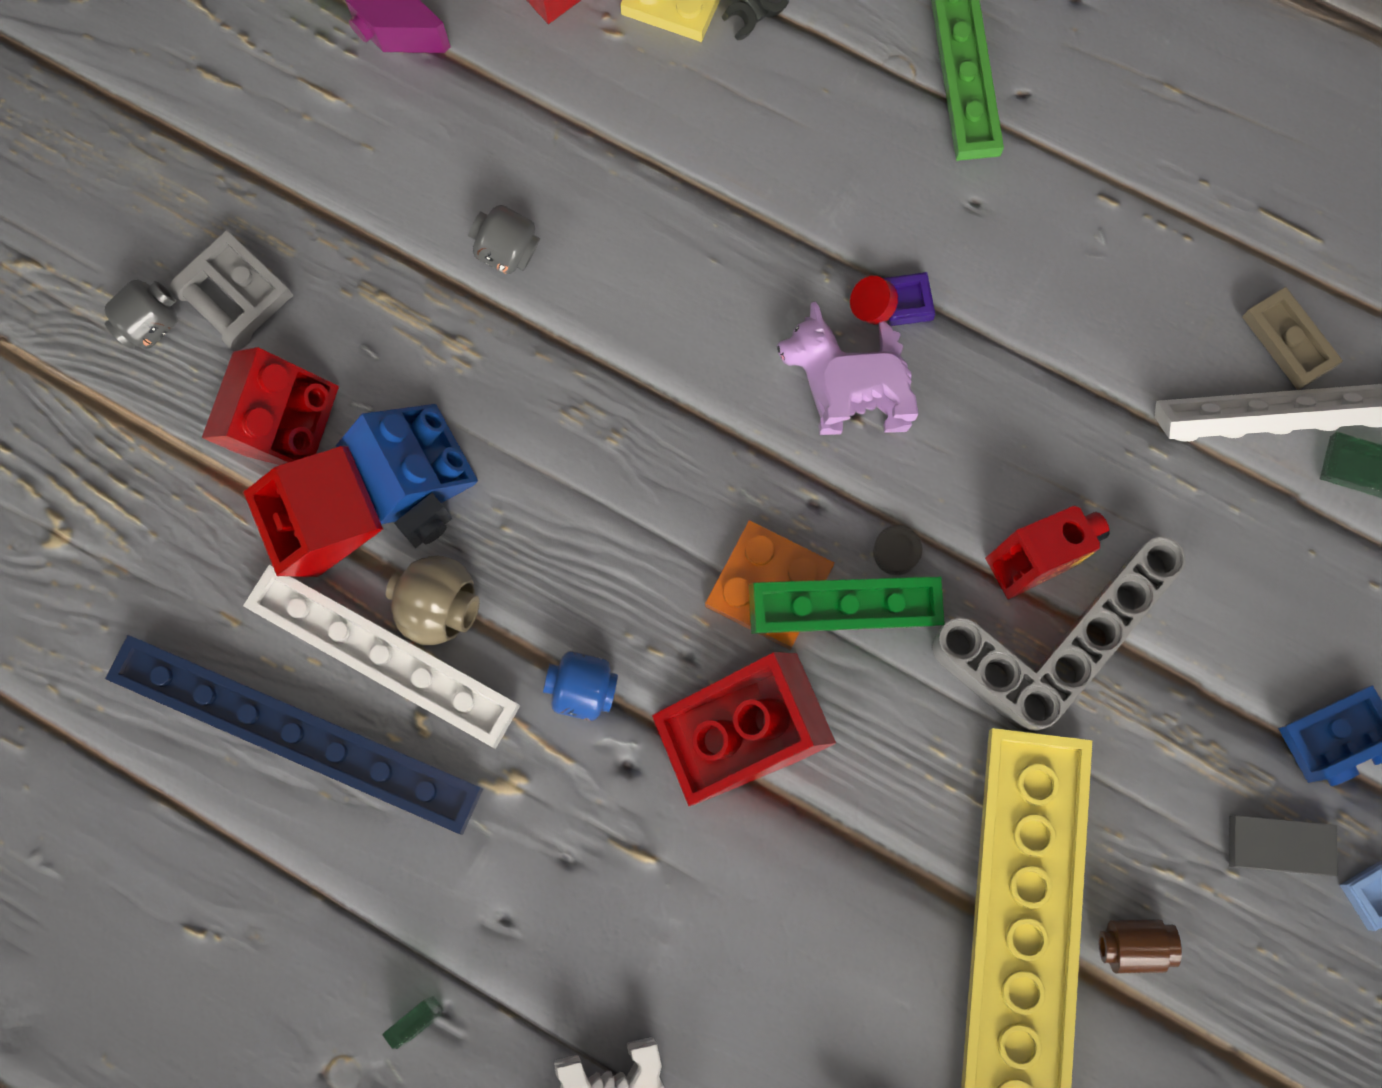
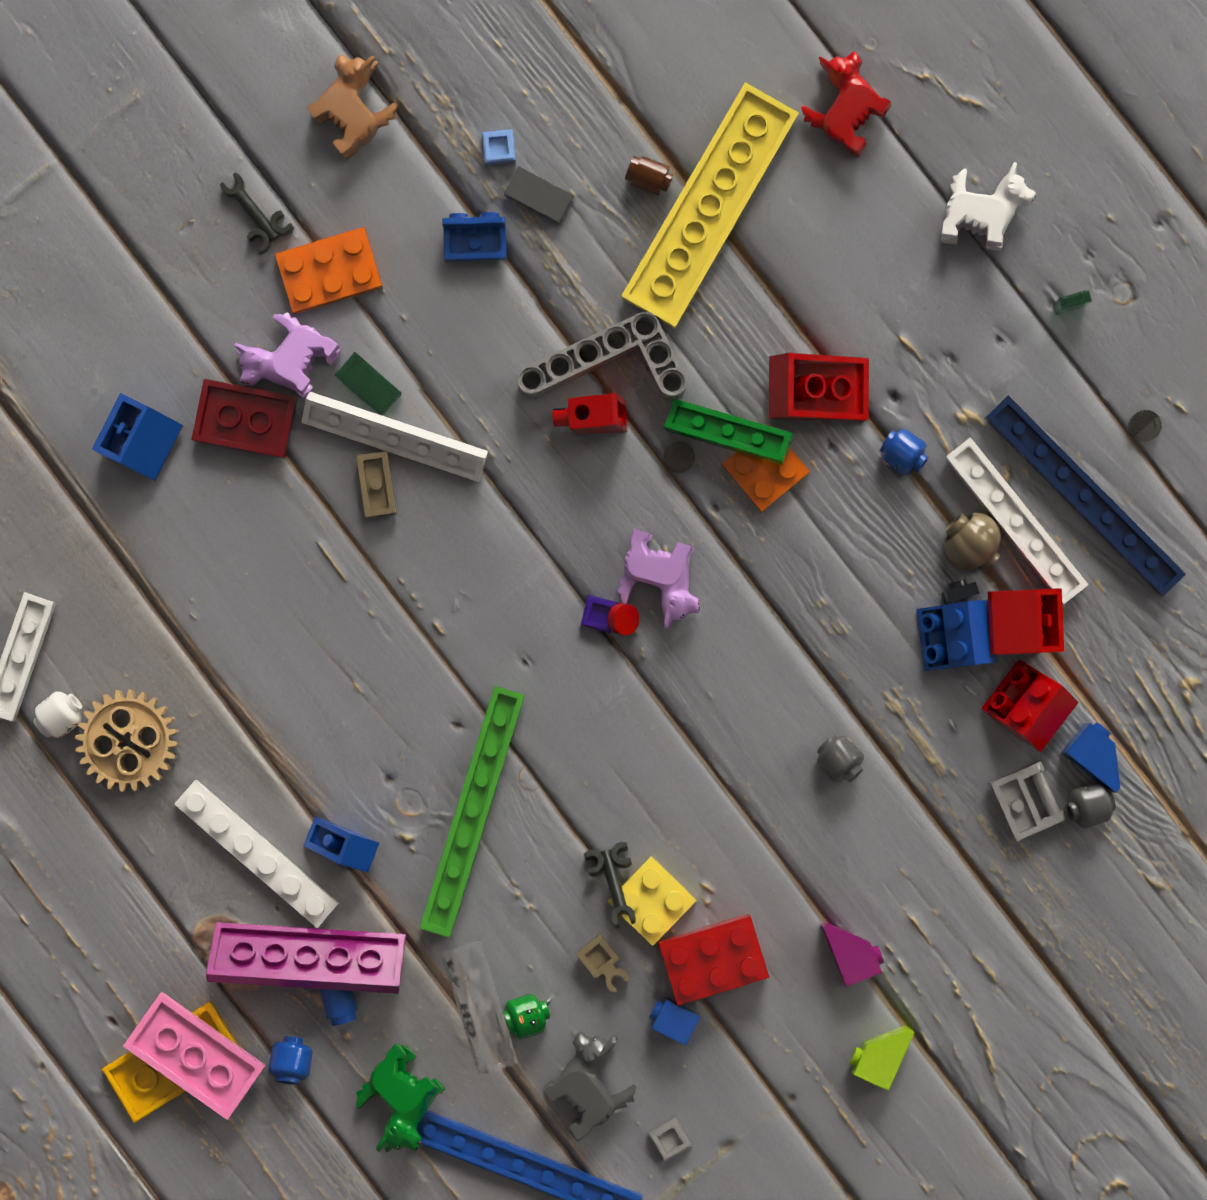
camera: 160 degrees left, 10 degrees up
(158, 381) = (1095, 754): none -> blue slope
(239, 878) = (1144, 426): none -> clear smoke tile

